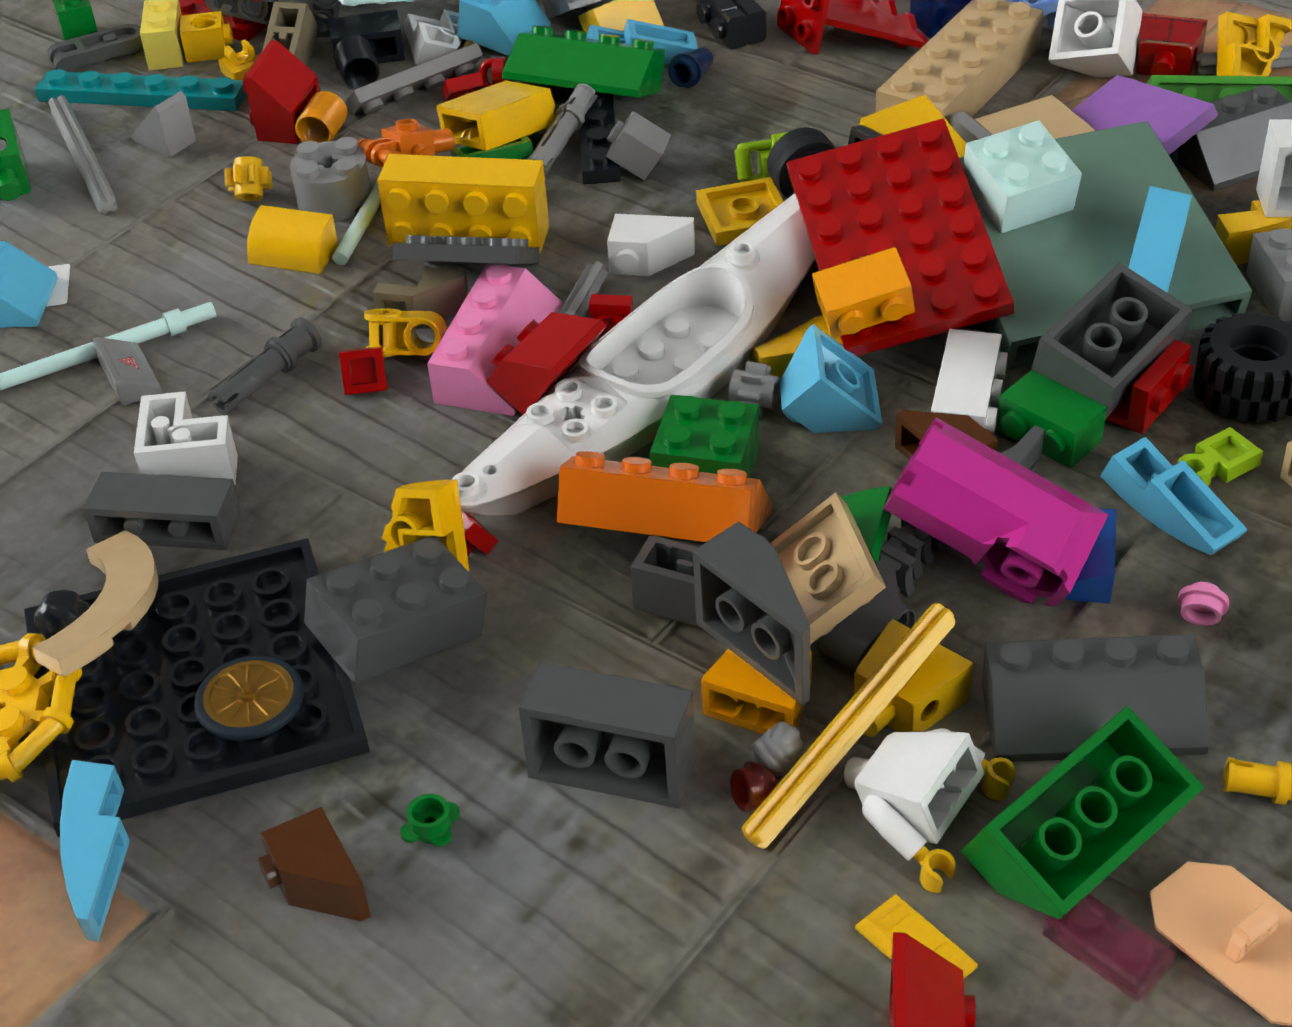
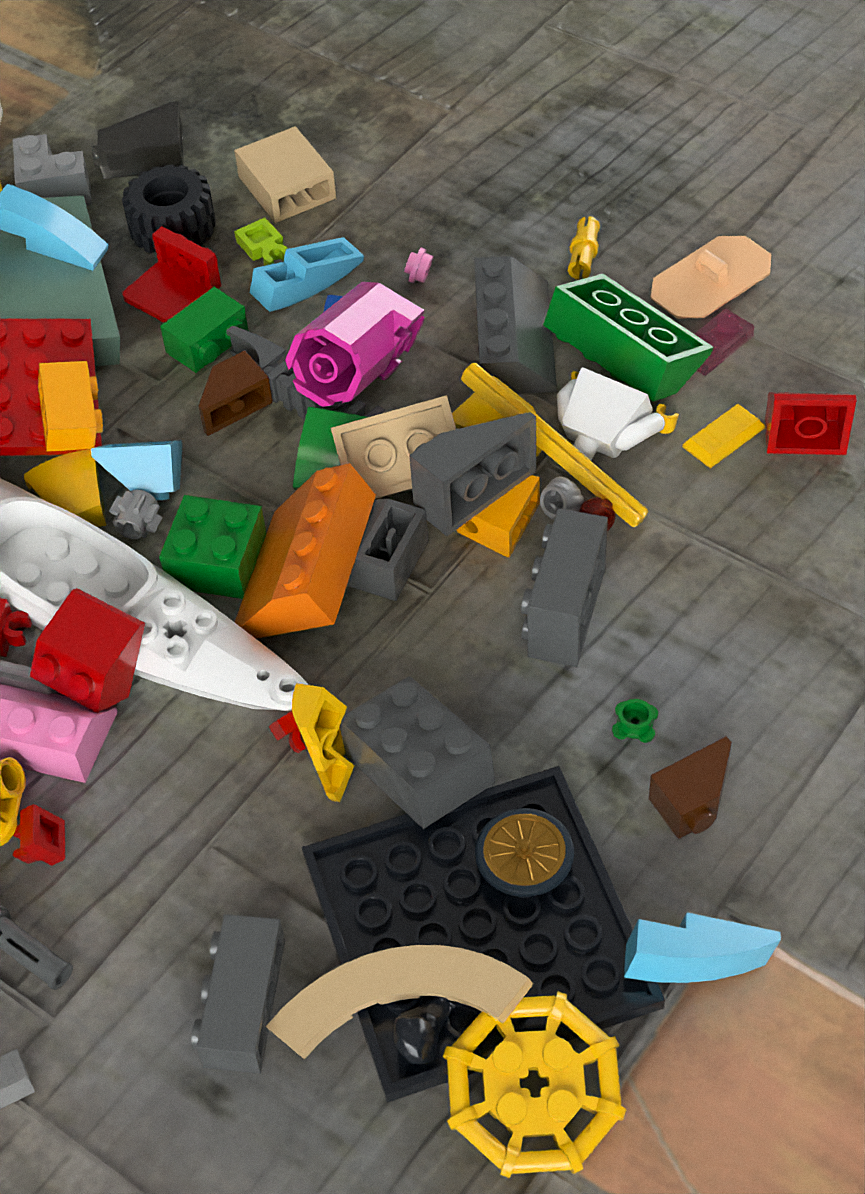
camera: 90 degrees left, 10 degrees up
(181, 445) = (151, 995): white brick -> none
(970, 375) = (153, 376): white brick -> none
(1111, 337) = (148, 266): dark grey brick -> none

